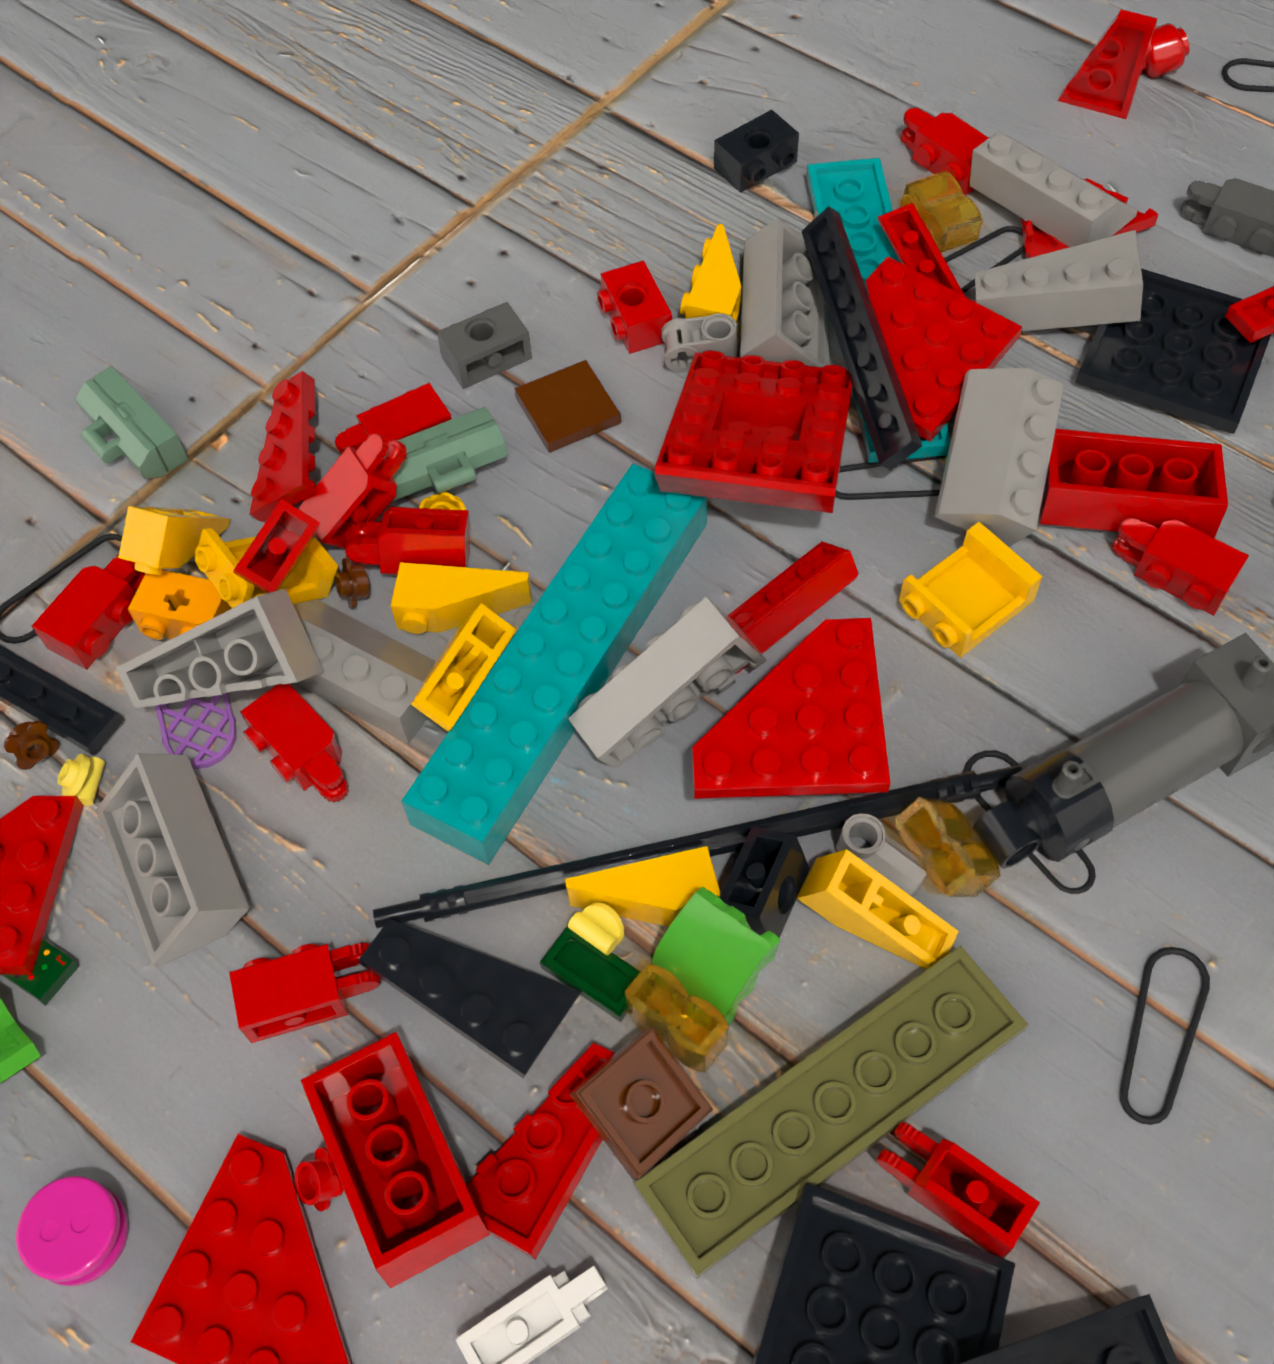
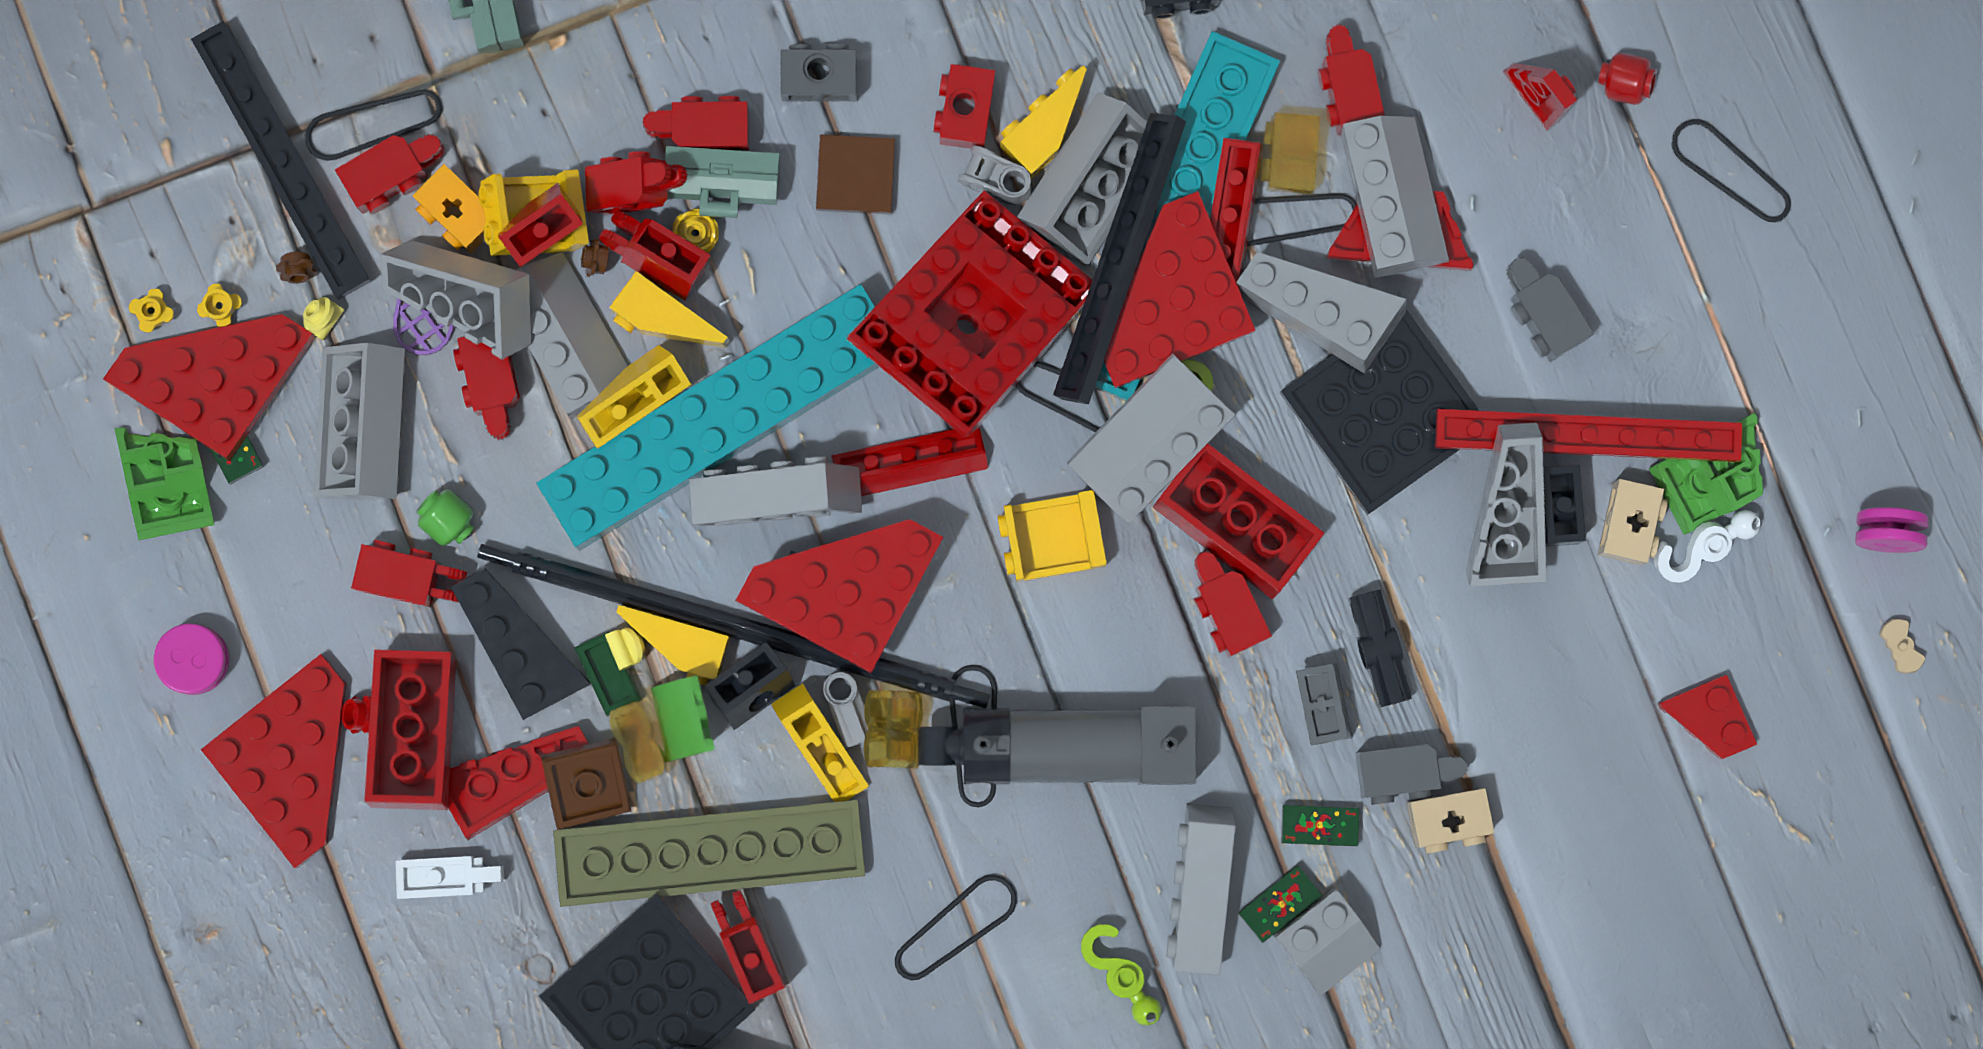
camera: 20 degrees right, 25 degrees up
(164, 536) = (474, 145): yellow slope -> none
(286, 454) = (594, 110): red wing -> none
(316, 900) = (445, 517): none -> bright green head

